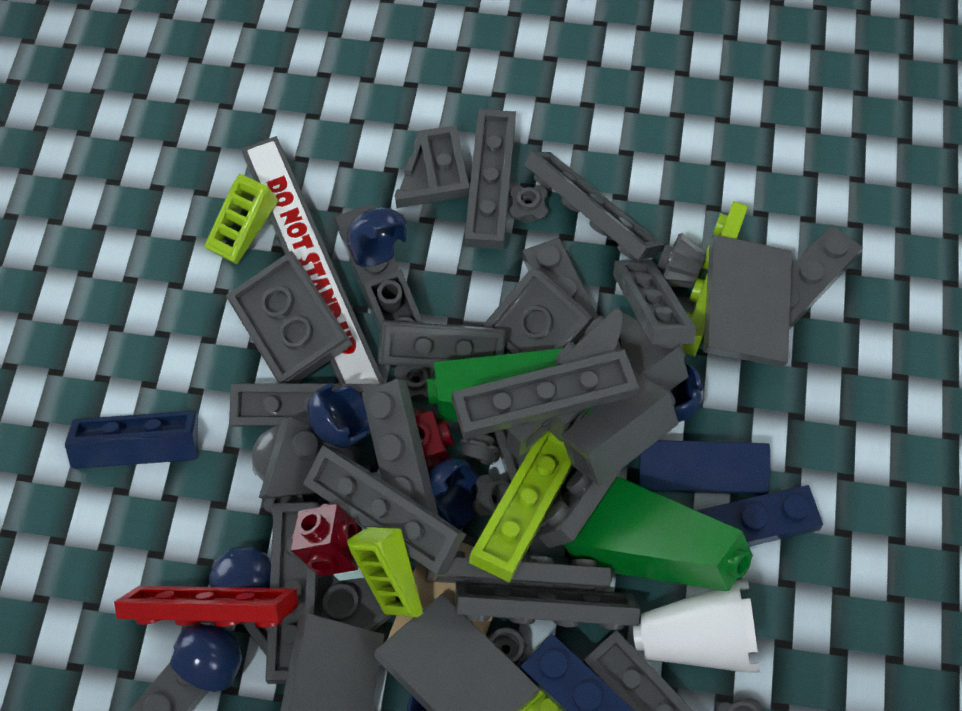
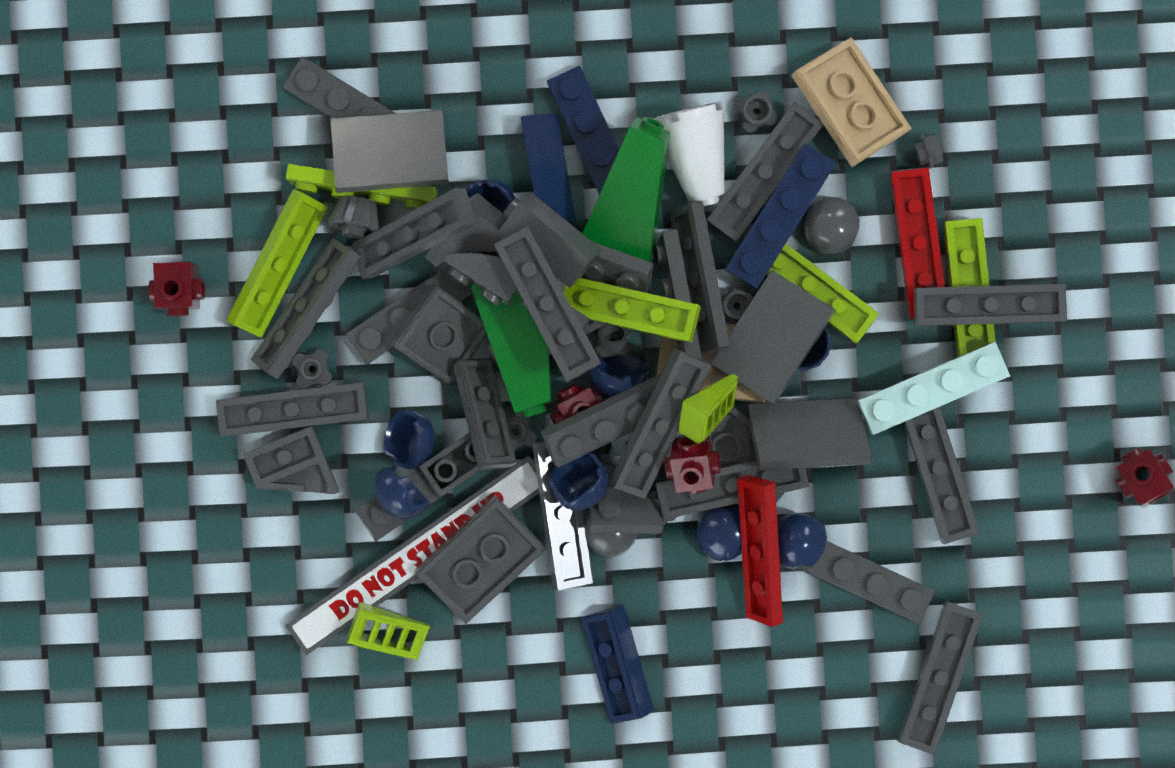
camera: 105 degrees left, 25 degrees up
(432, 274) = (409, 439): none -> dark blue hair
(635, 95) = (166, 280): none -> dark red brick
(645, 187) = (277, 263): none -> lime plate

